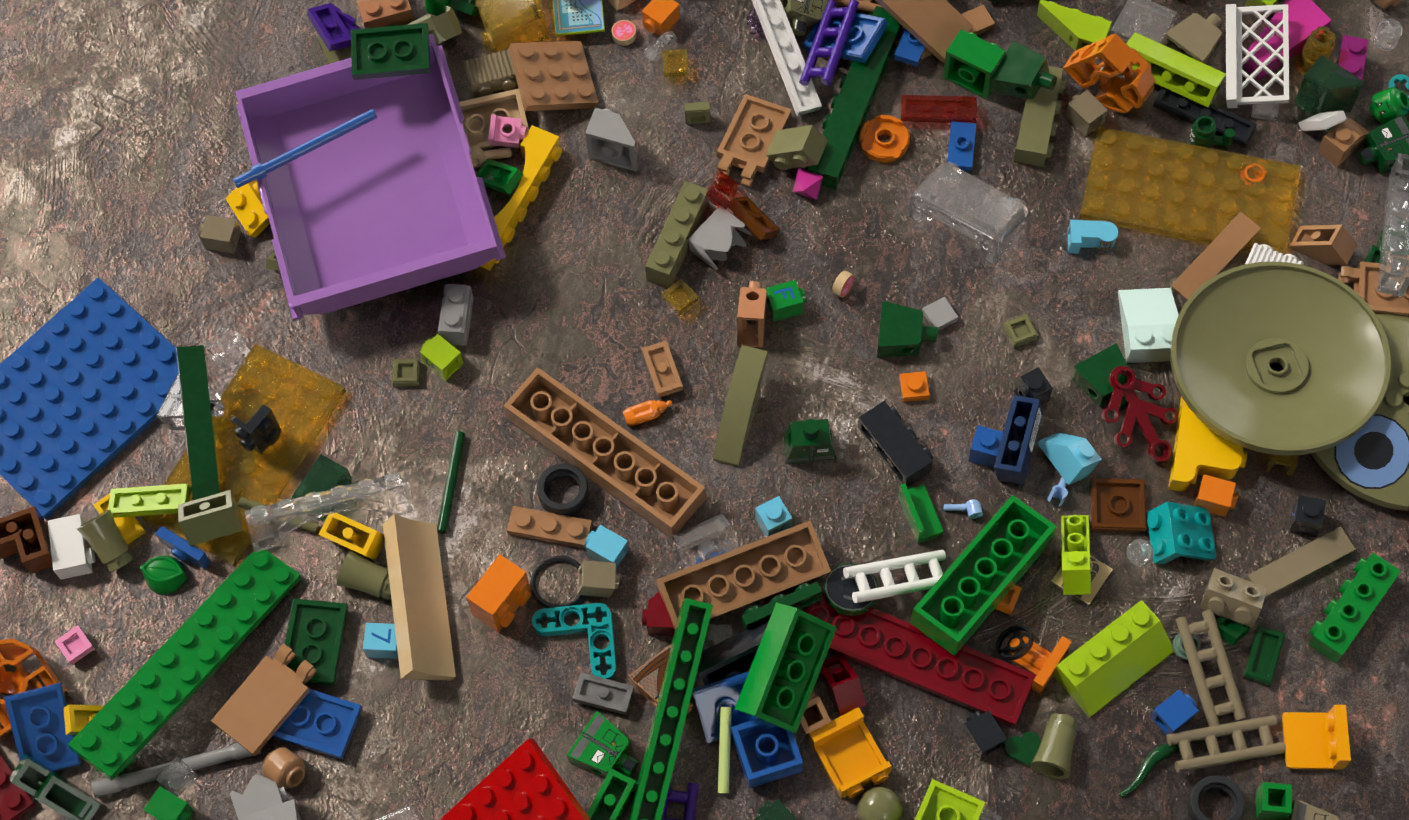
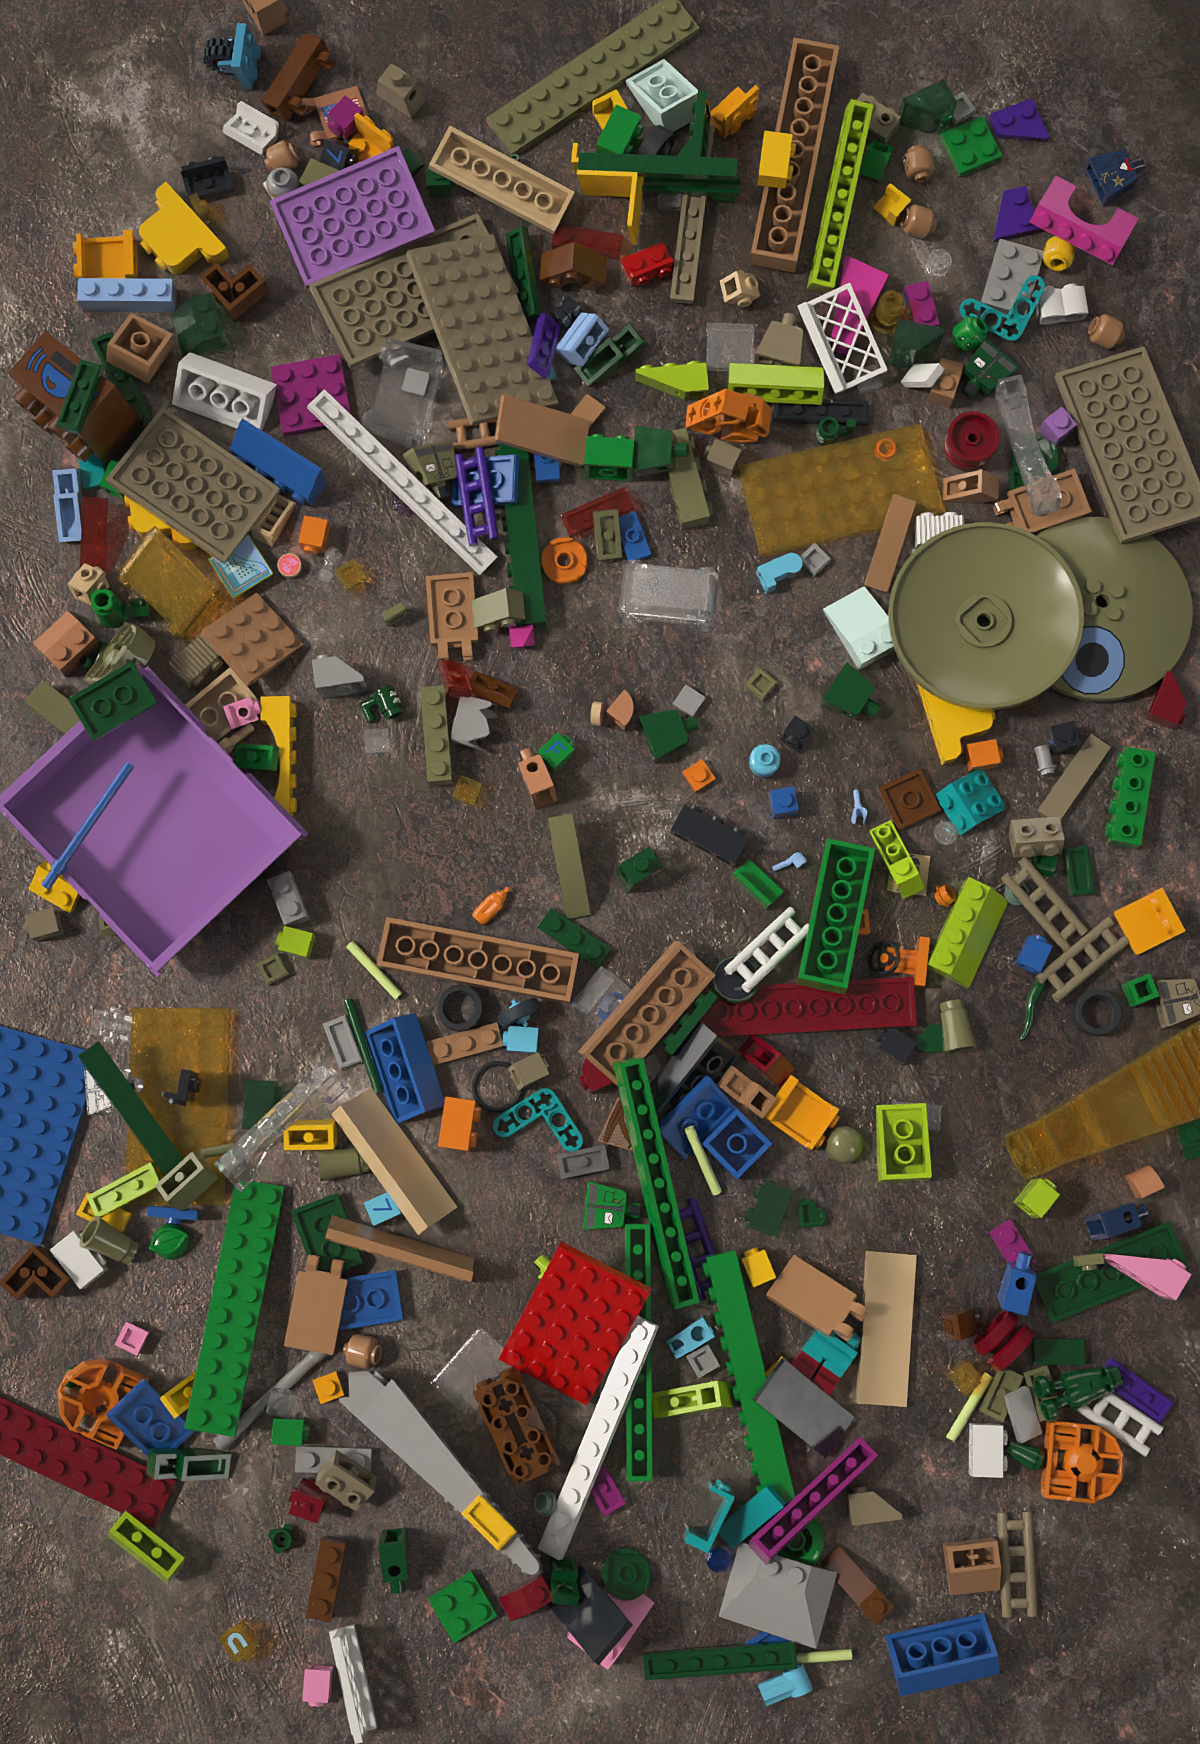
camera: 30 degrees left, 15 degrees up
(228, 783) = (328, 1387): none -> light orange plate
(332, 25) = (39, 687): dark purple wing -> none
(374, 686) = (400, 1249): none -> medium nougat arch
(433, 469) = (342, 1042): none -> light grey tile
(478, 518) = (405, 1068): none -> blue slope
(501, 418) = (374, 970): none -> yellowish green bar
(618, 215) = (376, 741): none -> clear plate
(618, 518) = (519, 1012): none -> black wheel
(648, 185) = (387, 702): none -> dark green piece
(662, 369) = (485, 862): medium nougat plate -> none
(707, 472) = (573, 938): none -> dark green plate
(773, 517) = (644, 949): medium azure brick -> none
(786, 667) = (724, 1078): green slope -> none
(868, 291) = (621, 710): none -> nougat brick
(938, 129) = (607, 534): none -> olive plate
(987, 399) = (764, 760): none -> medium azure head
(1018, 440) = (807, 785): dark blue brick -> none
(1070, 456) = (852, 776): medium azure slope -> none
(1108, 611) = (945, 895): none -> orange plate
(1132, 242) = (814, 559): none -> light grey tile
(1138, 410) = (890, 713): dark red plant -> none
(1277, 537) = (1045, 761): none -> light grey pin
(1344, 198) = (971, 441): none -> dark red wheel

